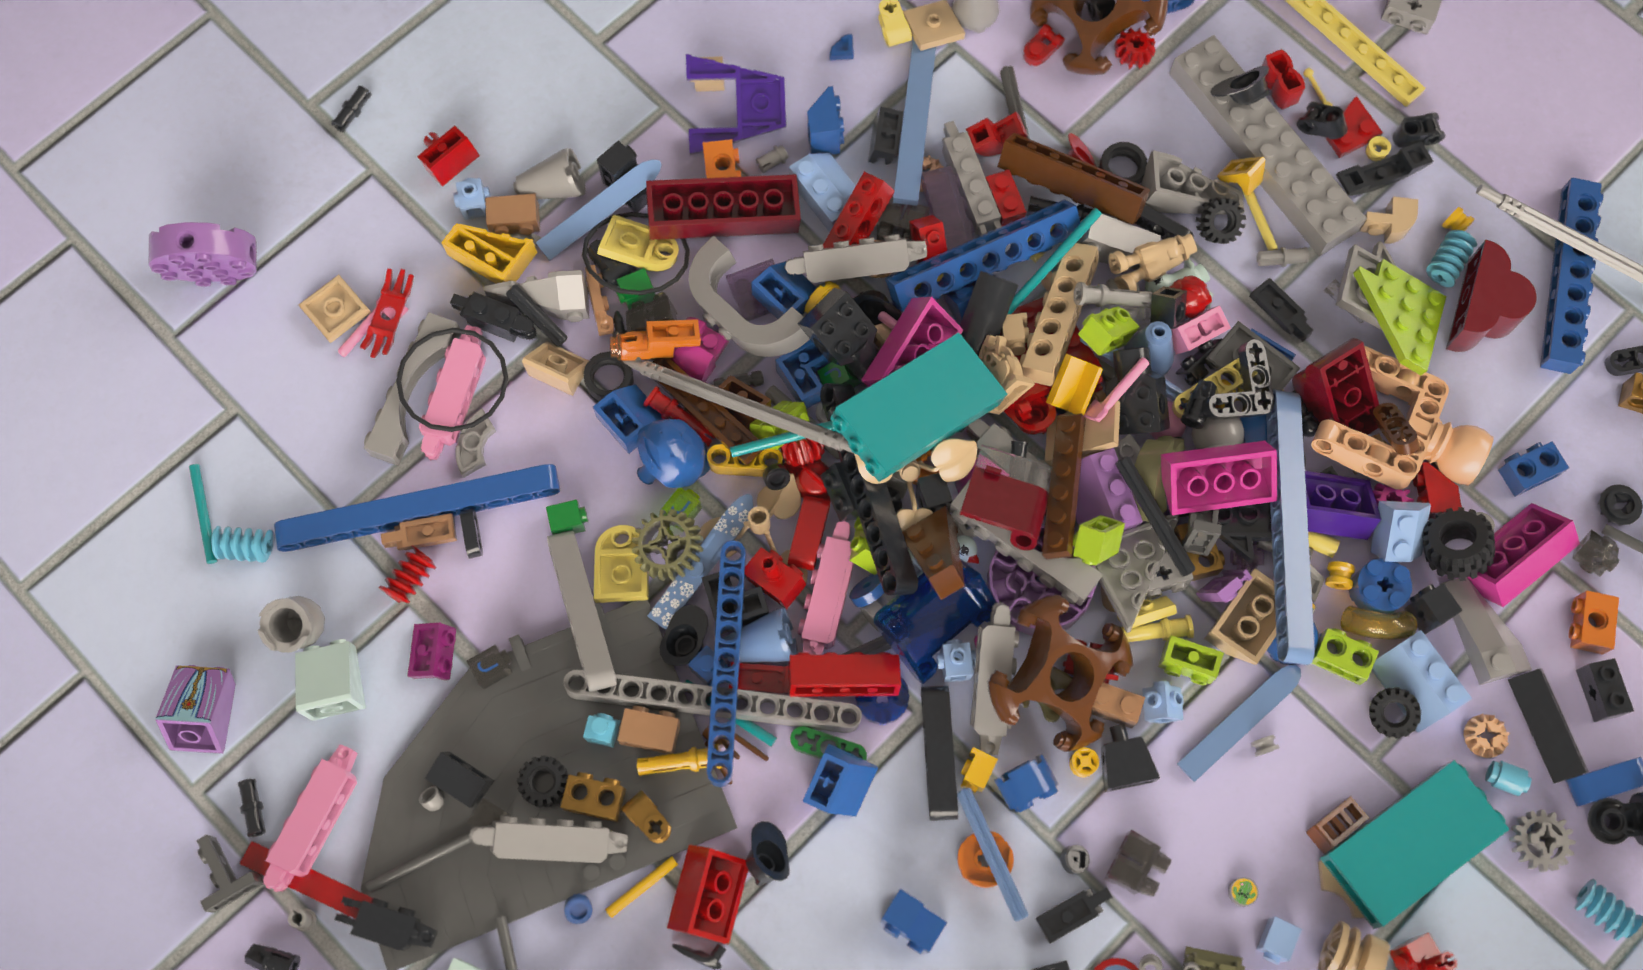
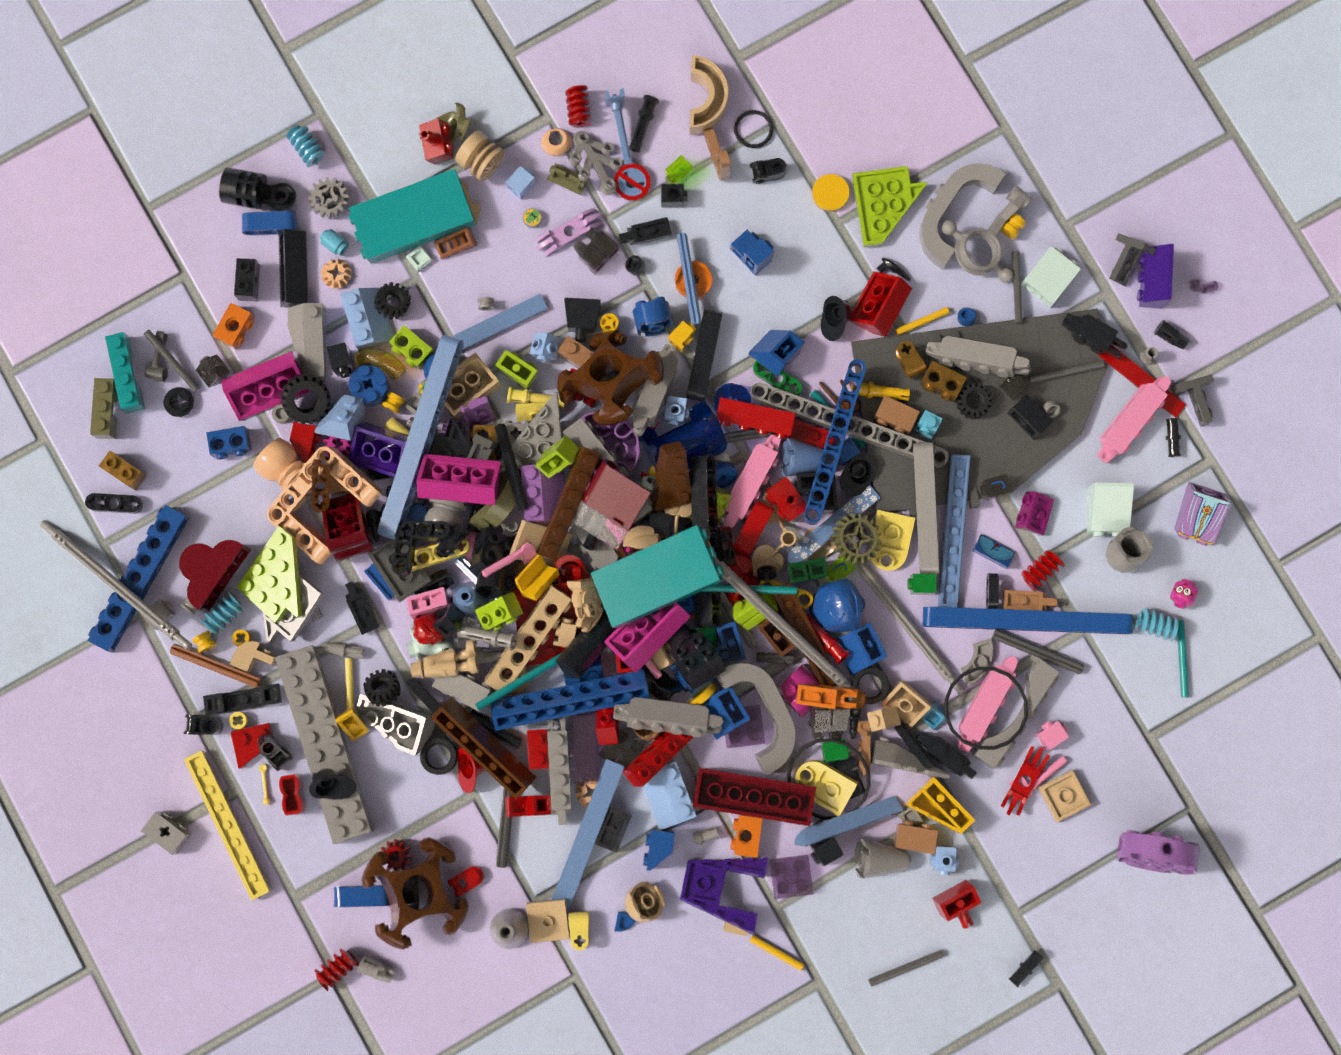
camera: 170 degrees left, 10 degrees up
(209, 593) = (1184, 593): none -> dark pink head
(361, 375) = (1052, 734): none -> bright pink brick
(394, 473) = (1038, 651): none -> dark grey axle
(479, 587) = (993, 551): none -> slope
(496, 78) = (905, 968): none -> dark grey bar
(515, 367) = (934, 715): none -> dark azure slope
(537, 600) = (954, 530): none -> medium blue tile
(575, 464) = (907, 624): none -> light grey axle
(582, 338) = (883, 718): none -> tan brick
(652, 57) = (776, 952): none -> yellow bar
(657, 137) = (791, 876): none -> clear purple plate
(722, 491) = (806, 571): none -> dark green hips
(824, 63) = (644, 902): none -> tan cylinder
(1170, 896) = (559, 236): none -> lavender piece
(1380, 789) = (419, 258): none -> light aqua tile
(1421, 240) = (235, 638): none -> yellow bush
(1436, 201) = (215, 665): none -> dark orange axle
(1526, 242) = (163, 609): none -> light grey brick

